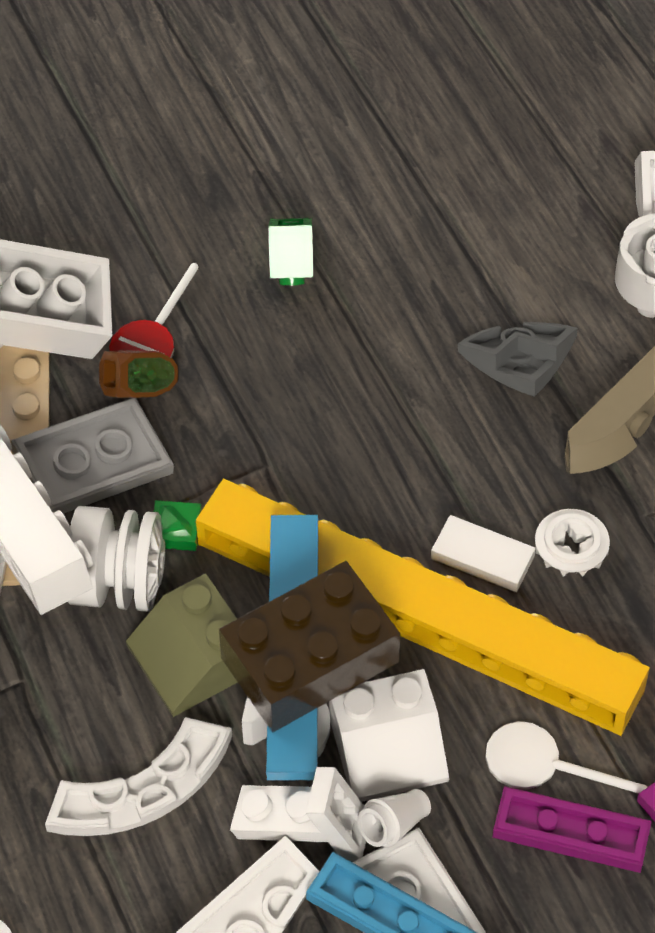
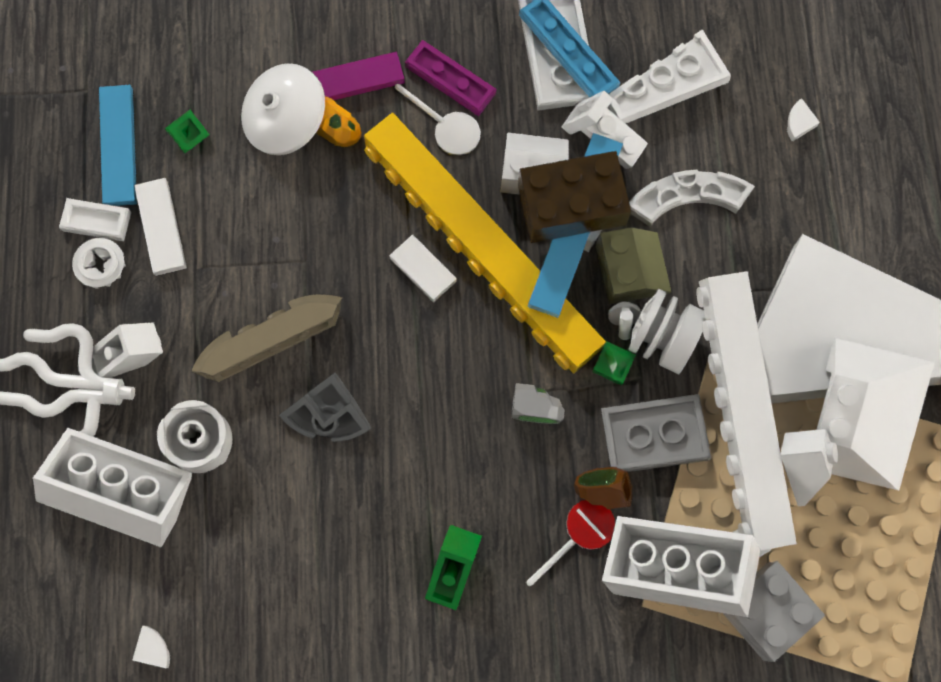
camera: 165 degrees left, 20 degrees up
(178, 572) = (624, 315): none -> white plate
(260, 434) = (536, 405): none -> light grey rock
(391, 817) = (552, 111): white cone -> none
(582, 528) = (353, 243): white gear -> none
(589, 84) = (151, 648): none -> white tile

